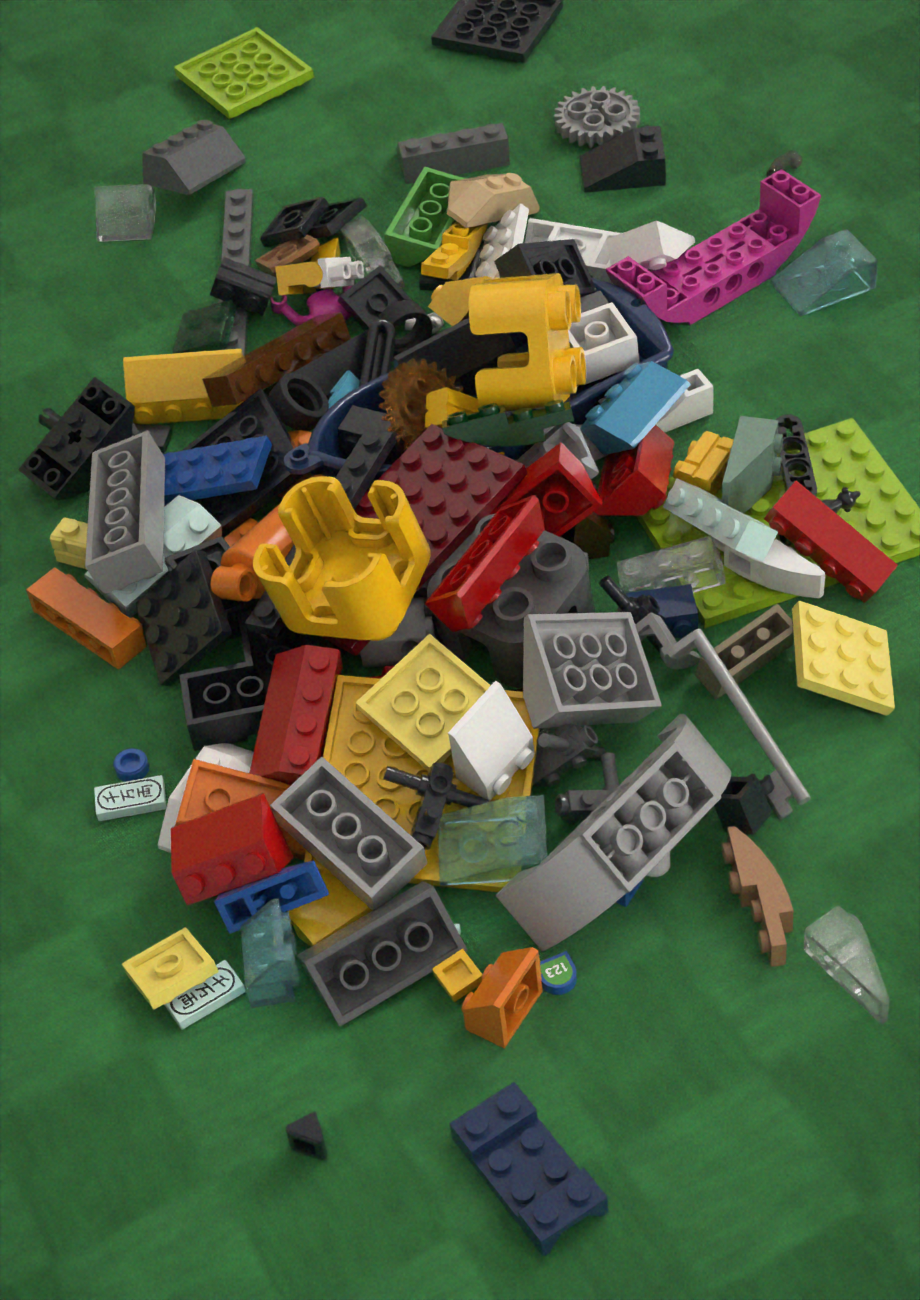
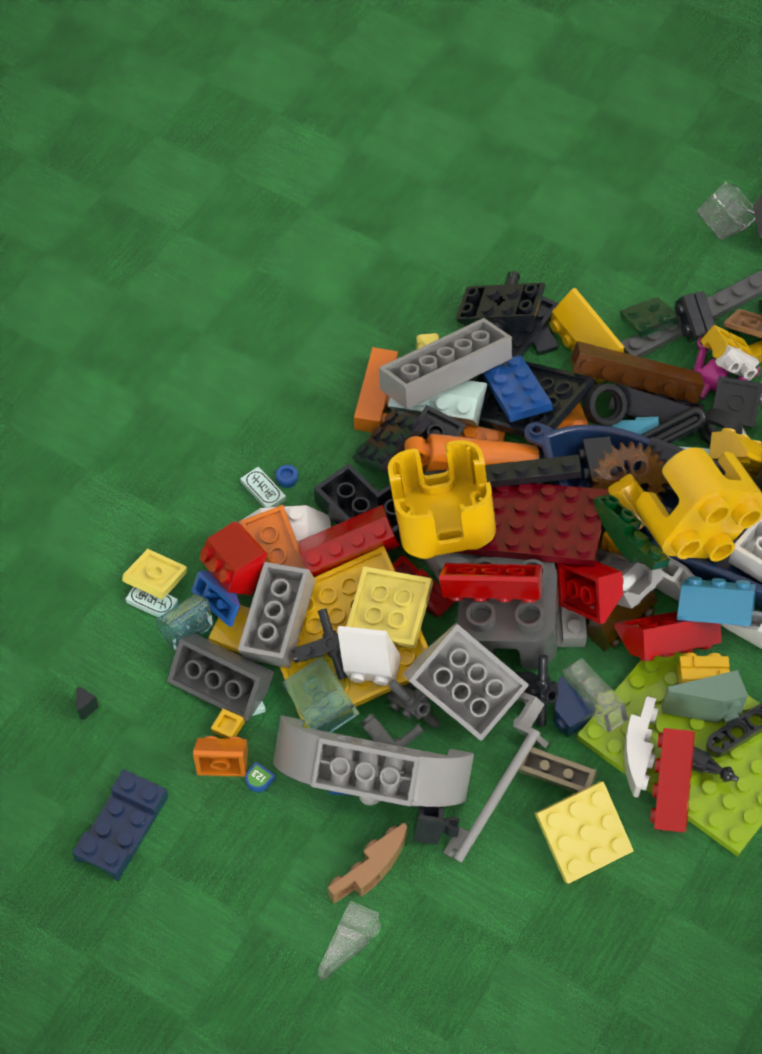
camera: 55 degrees right, 10 degrees up
(720, 520) = (631, 715): light aqua arch -> none

